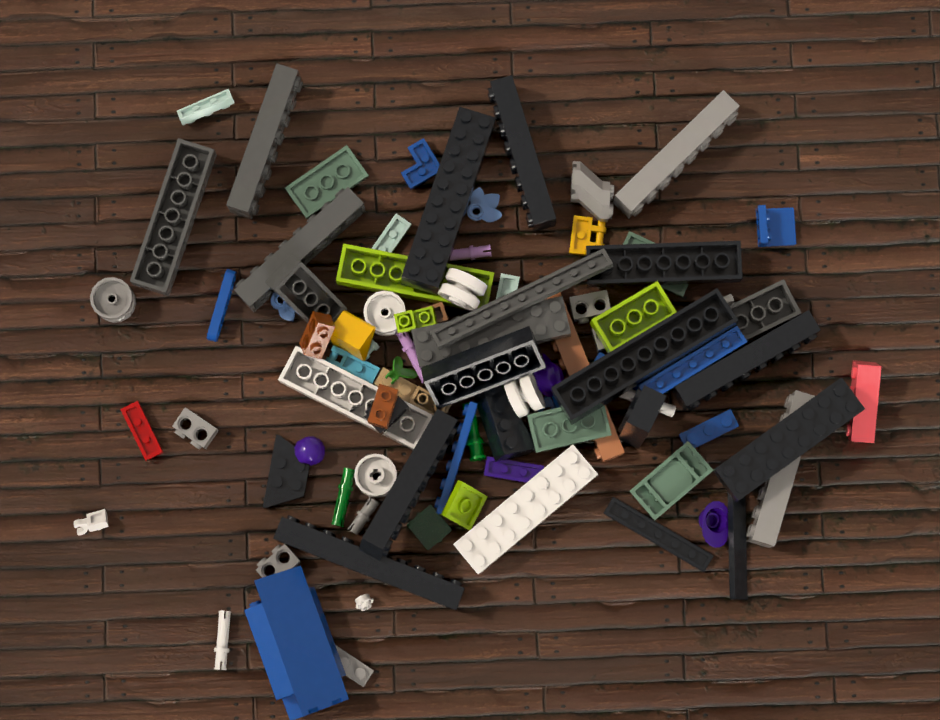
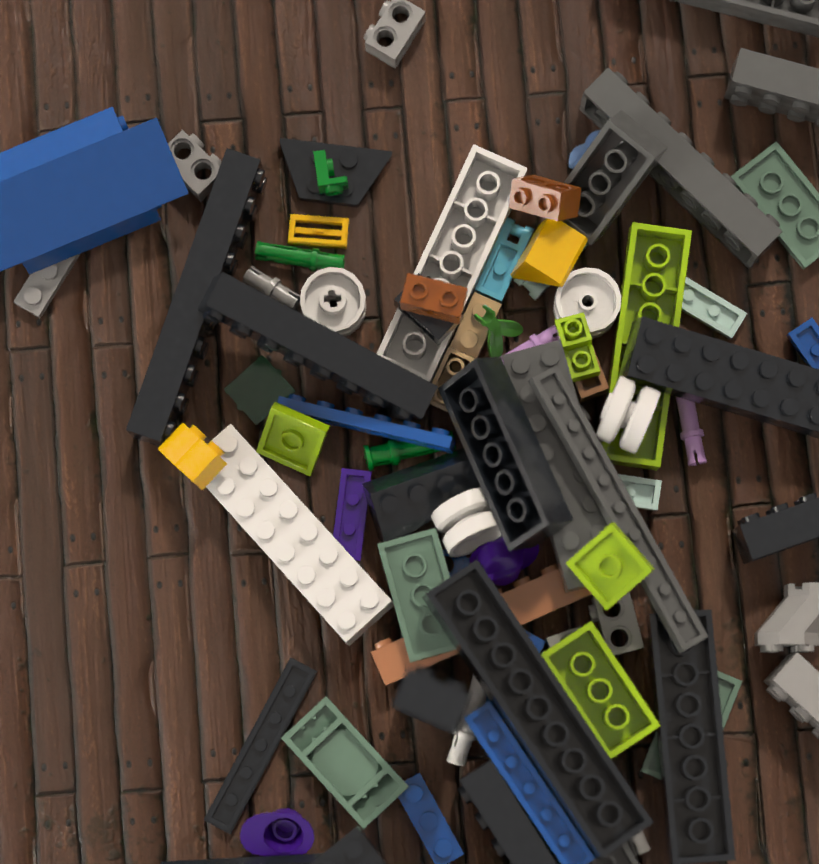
camera: 85 degrees right, 0 degrees up
(221, 305) = (585, 58): blue beam -> none
(222, 640) = (77, 90): white pin -> none
(288, 477) = (324, 170): none -> green bracket
(310, 450) = (368, 202): dark purple hair -> none
(318, 485) = (312, 242): none -> yellow tile
(364, 602) = (140, 296): white plate -> none
(474, 567) = (192, 455): none -> yellow brick
(485, 204) = (771, 453): medium blue plate -> none
(559, 304) = (610, 566): none -> lime plate
(581, 234) = (732, 605): yellow plate -> none

